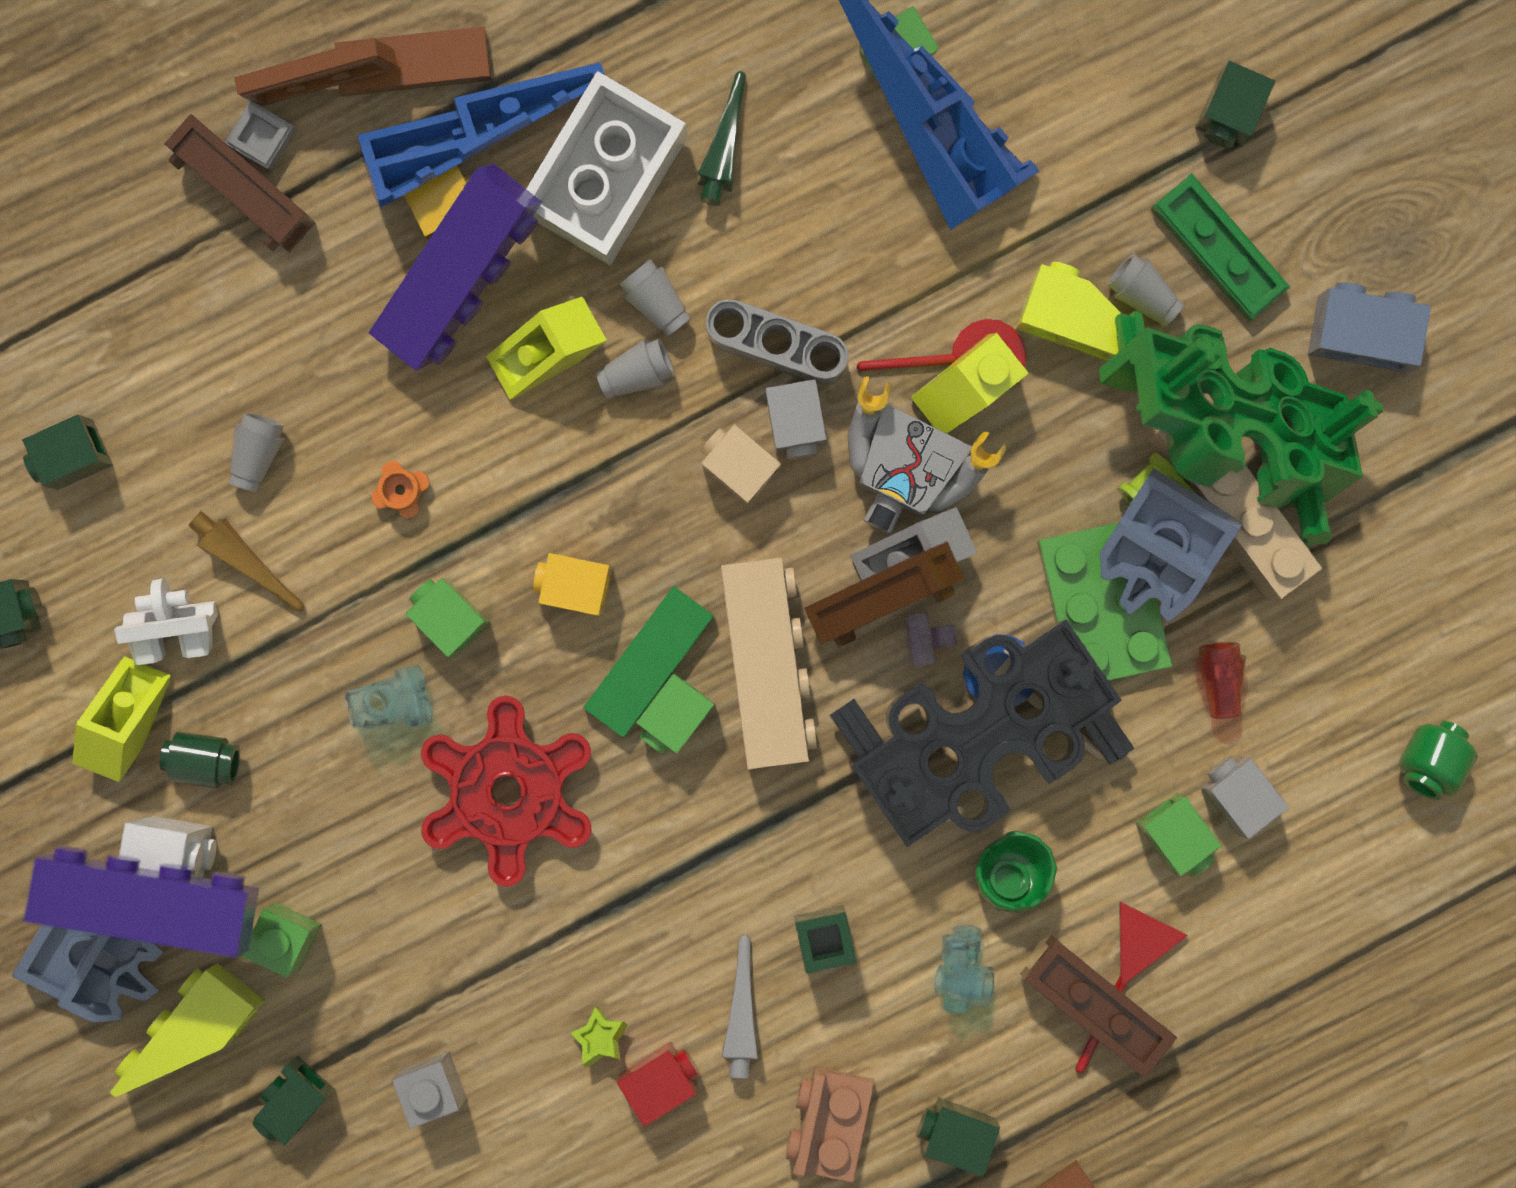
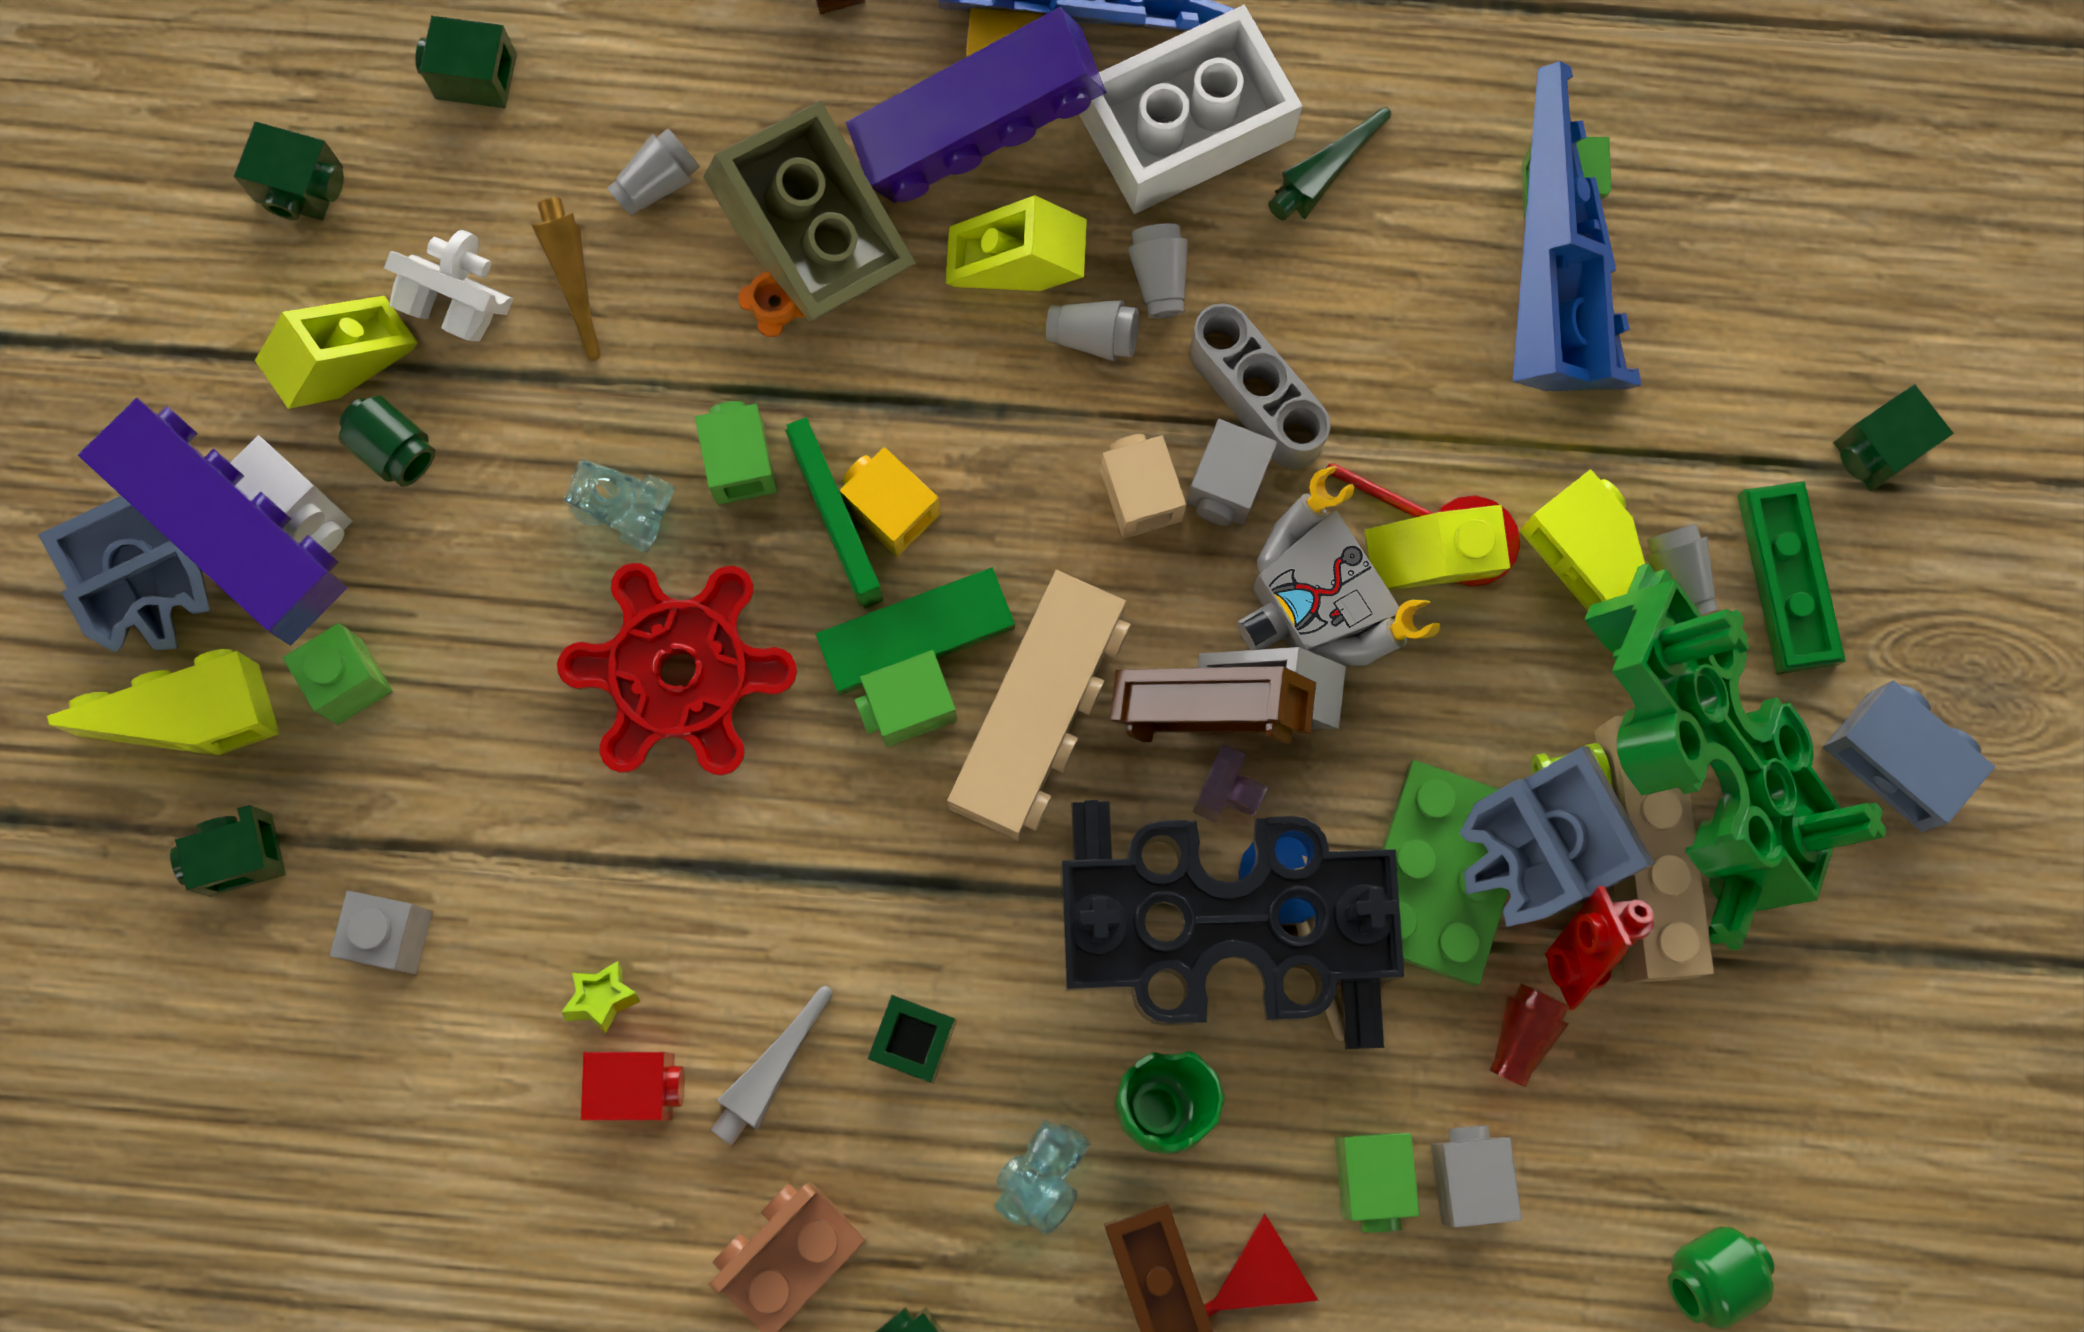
camera: 25 degrees right, 10 degrees down
(388, 416) = (808, 212): none -> olive slope
(541, 617) = (834, 513): none -> green tile
(1233, 596) = (1595, 944): none -> red hinge

